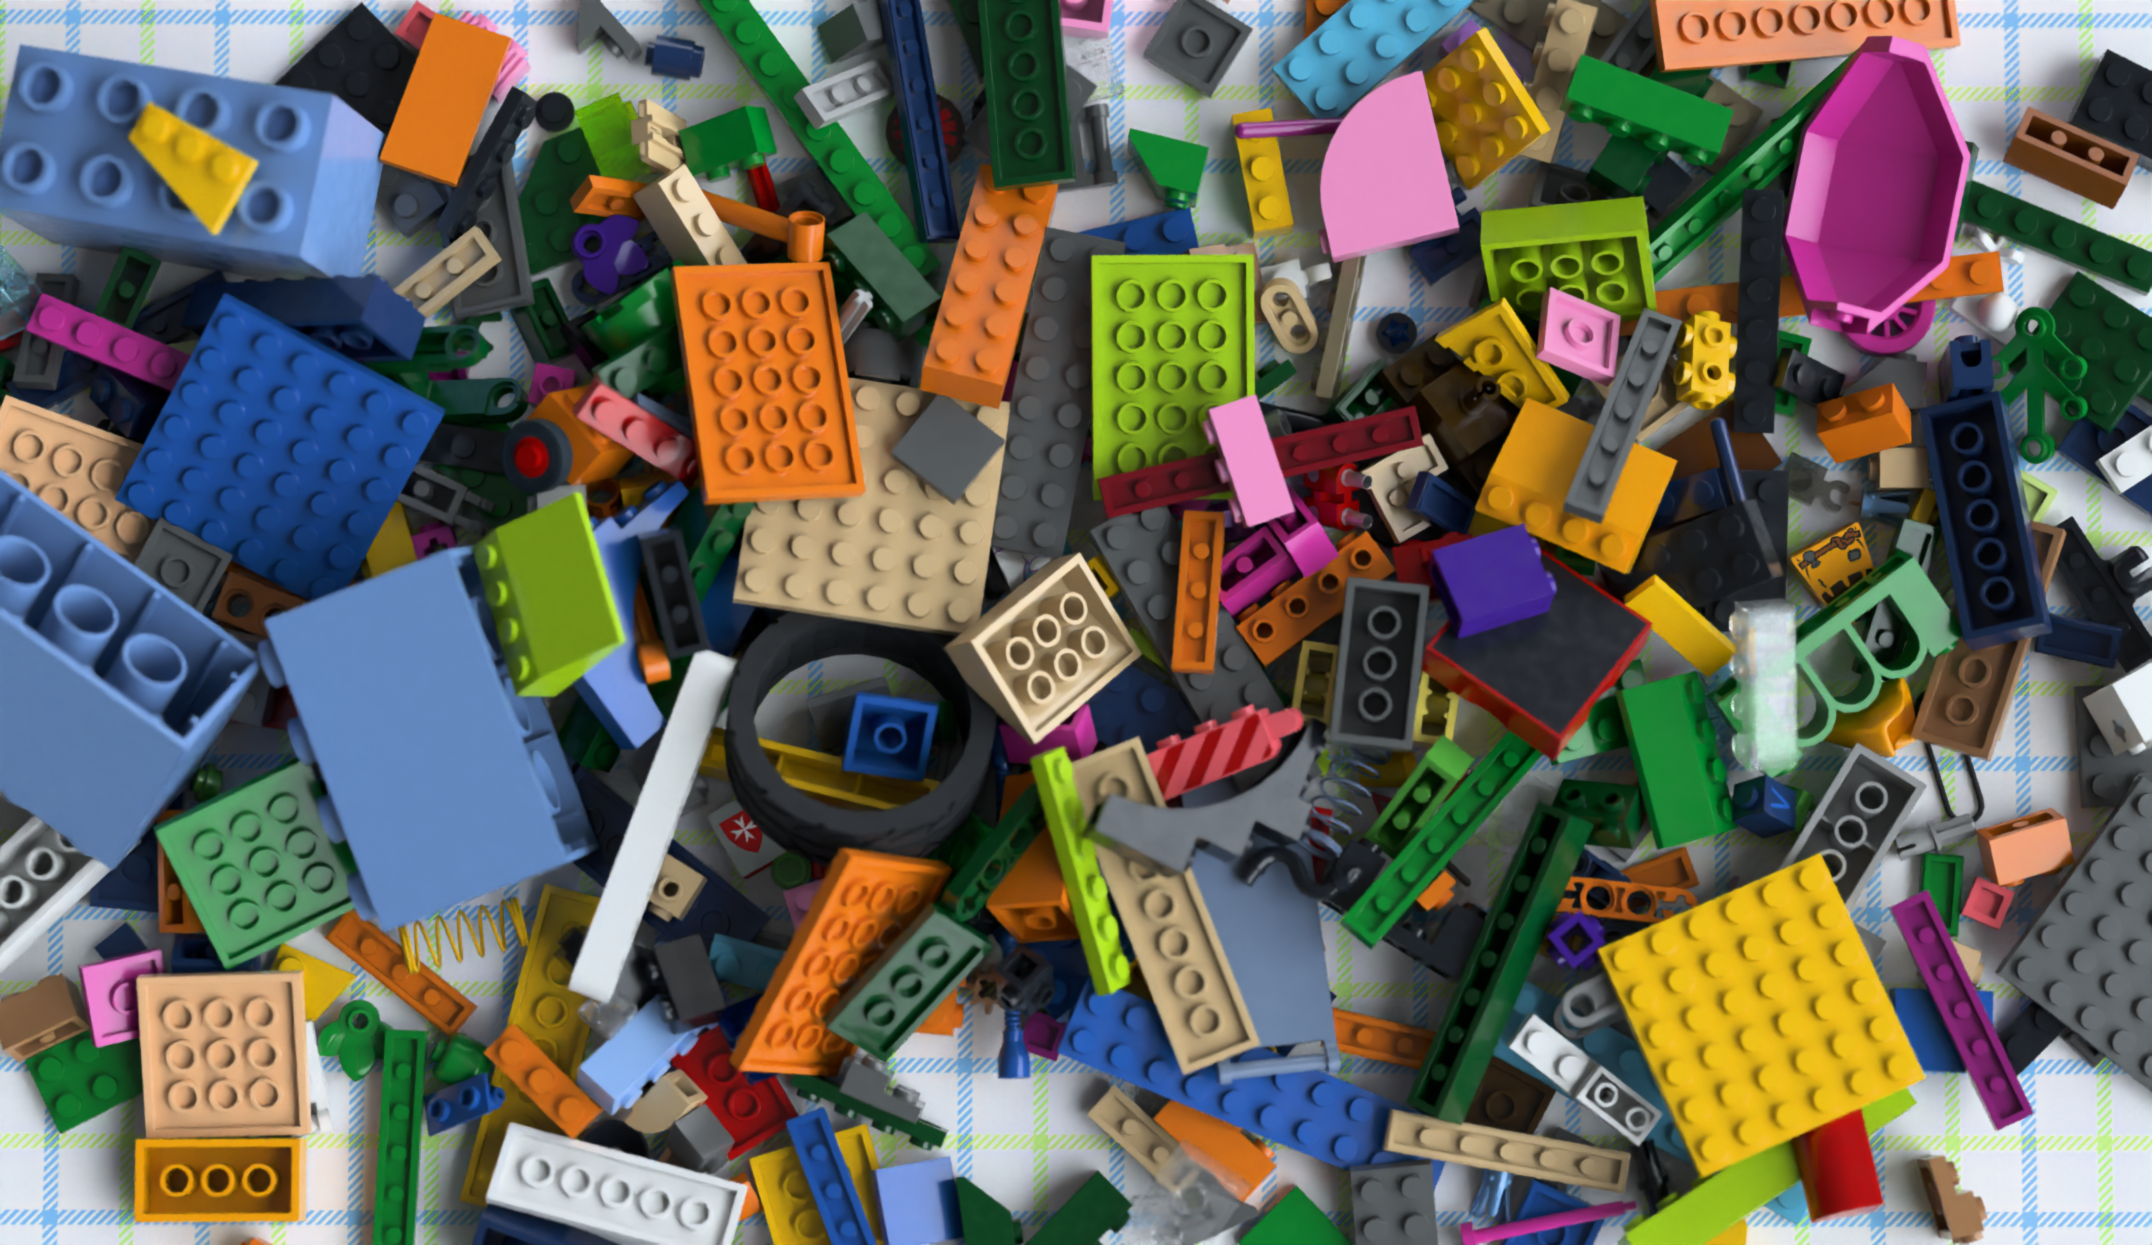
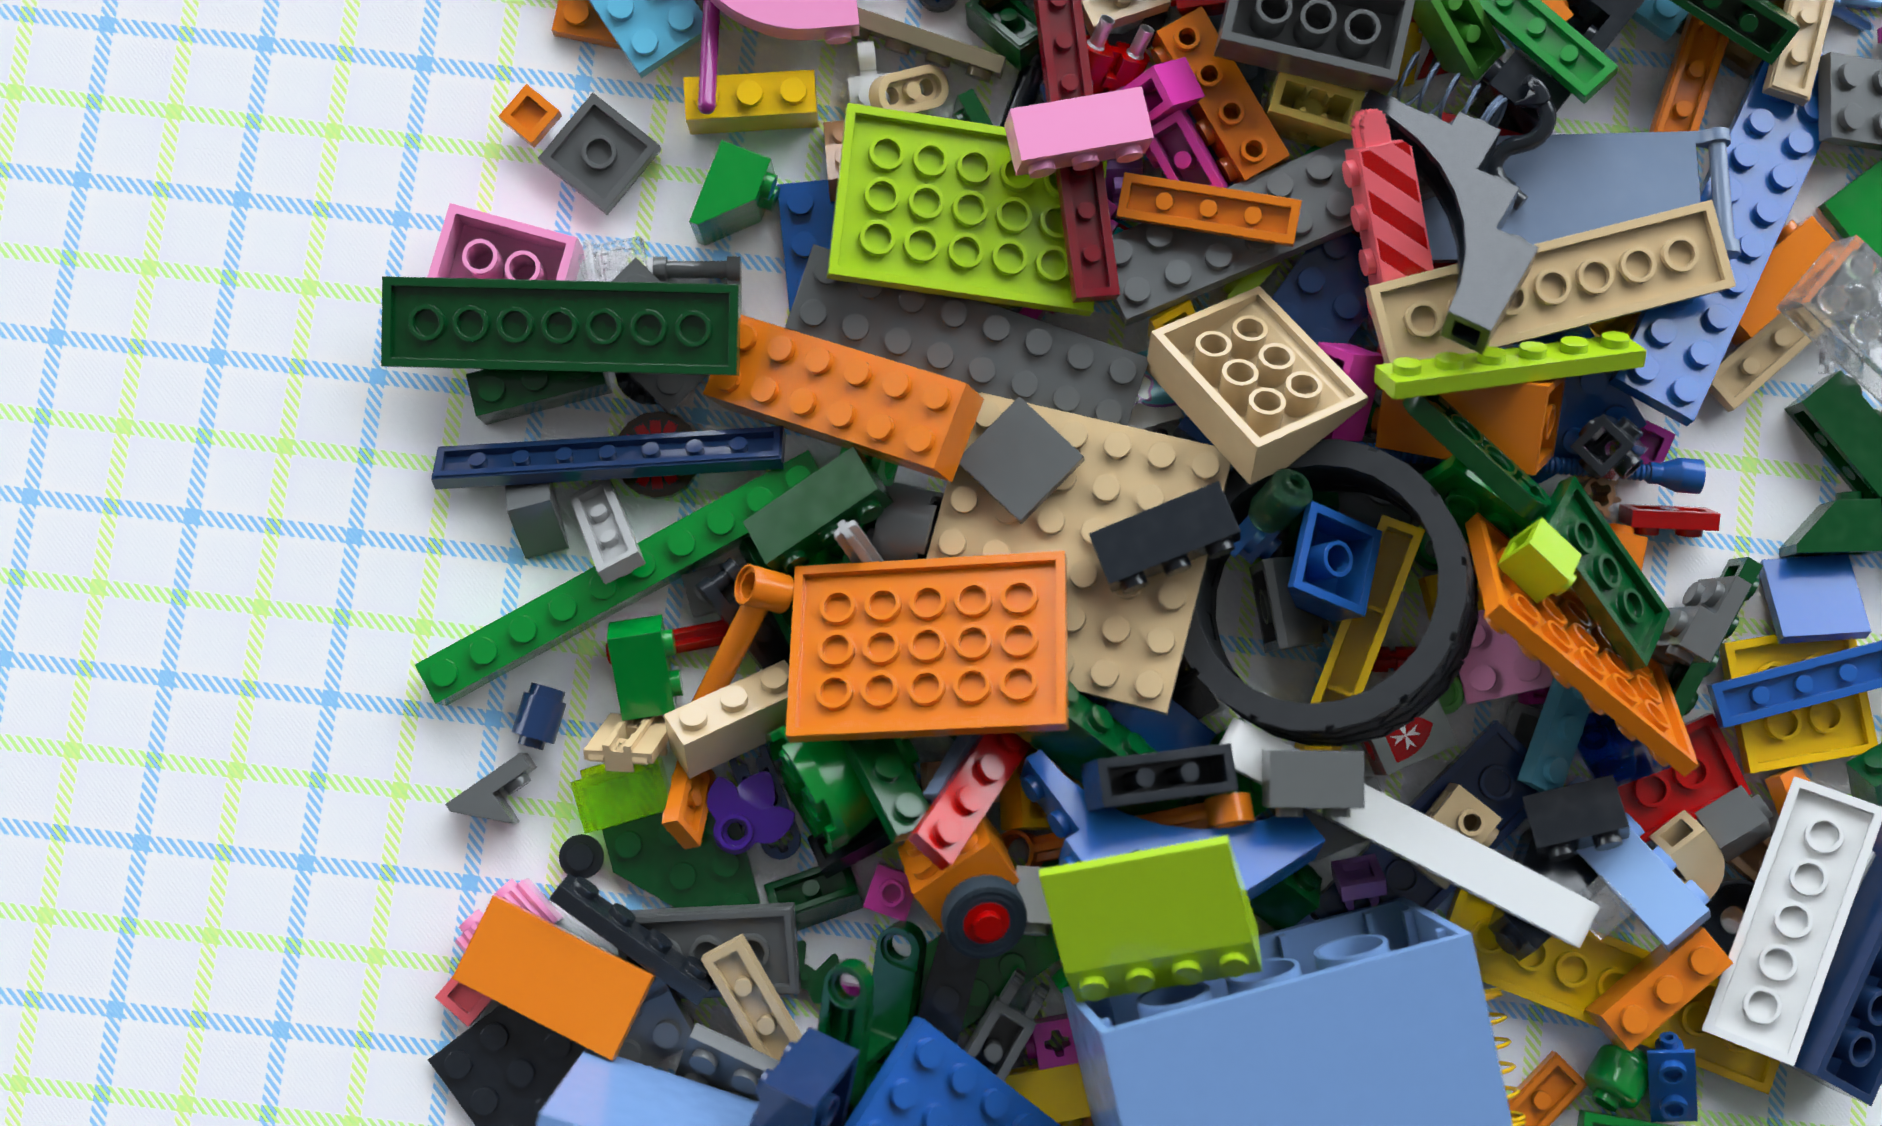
camera: 90 degrees left, 0 degrees up
(389, 250) = (723, 1062): none -> dark grey plate
(610, 801) = (1359, 879): none -> medium lavender tile
(686, 727) = (1312, 780): none -> dark grey brick
(885, 577) = (1166, 538): none -> black brick
(903, 908) = (1540, 561): none -> lime brick
(909, 673) = (1255, 543): none -> blue slope
(936, 680) = (1280, 501): none -> clear green brick
(978, 1075) = (1684, 519): none -> red plate

